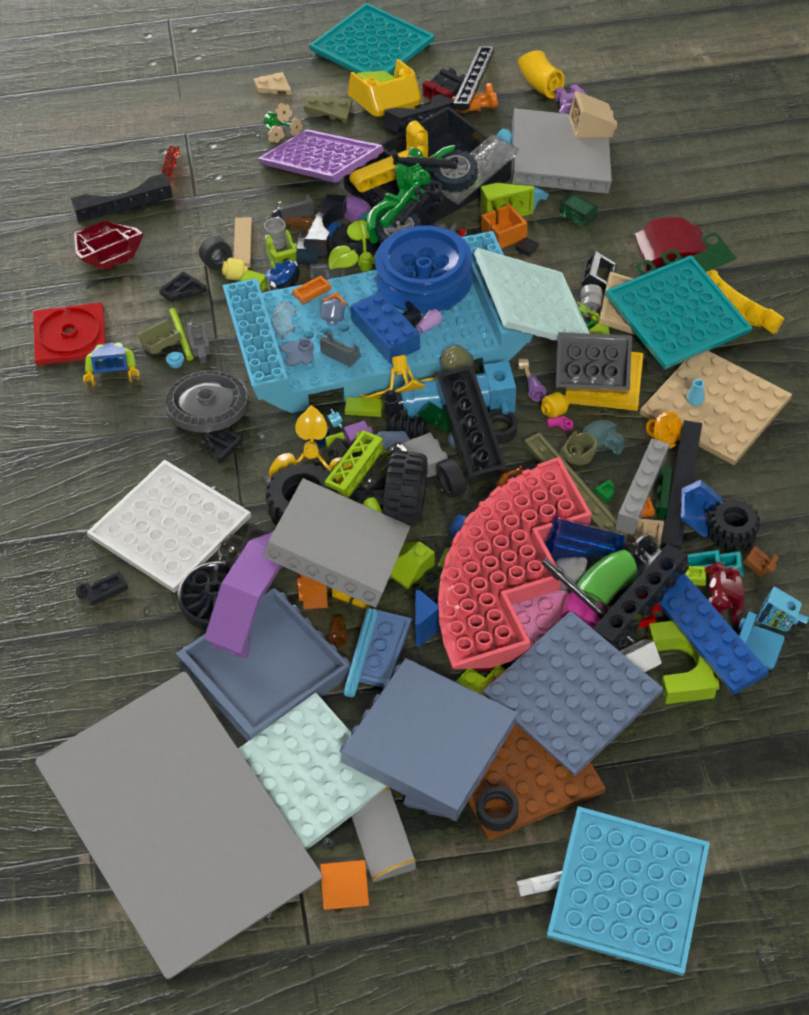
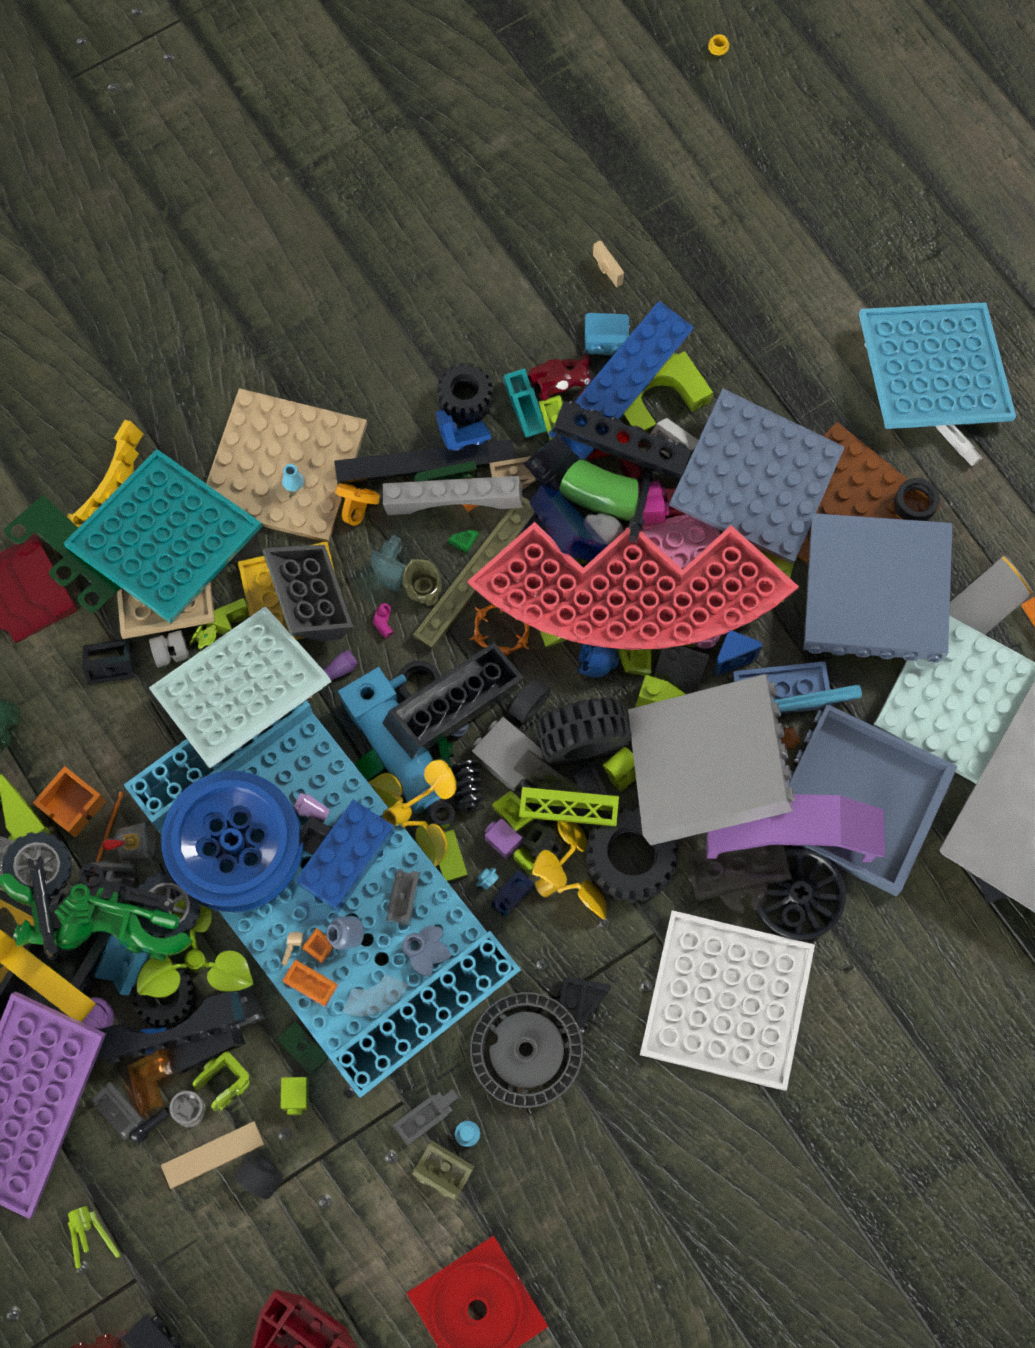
camera: 115 degrees left, 20 degrees up
(102, 589) = (850, 1029): black hinge -> none
(109, 358) = (510, 1216): torso -> none
(179, 328) = (412, 1156): lime bar -> none
(182, 287) = (336, 1193): black wing -> none
(234, 269) = (277, 1135): light yellow head -> none
(241, 176) = (80, 1222): none -> lime plant
(283, 275) = (269, 1055): blue hair -> none
(344, 291) = (293, 939): none -> tan hand
(392, 438) = (500, 790): sand blue slope -> none
(455, 358) = (361, 750): olive hair -> none
(527, 246) = (87, 767): black tile -> none
(554, 405) = (364, 633): yellow head -> none
(760, 562) = (500, 356): dark orange bracket -> none
(781, 611) = (561, 315): medium azure torso -> none

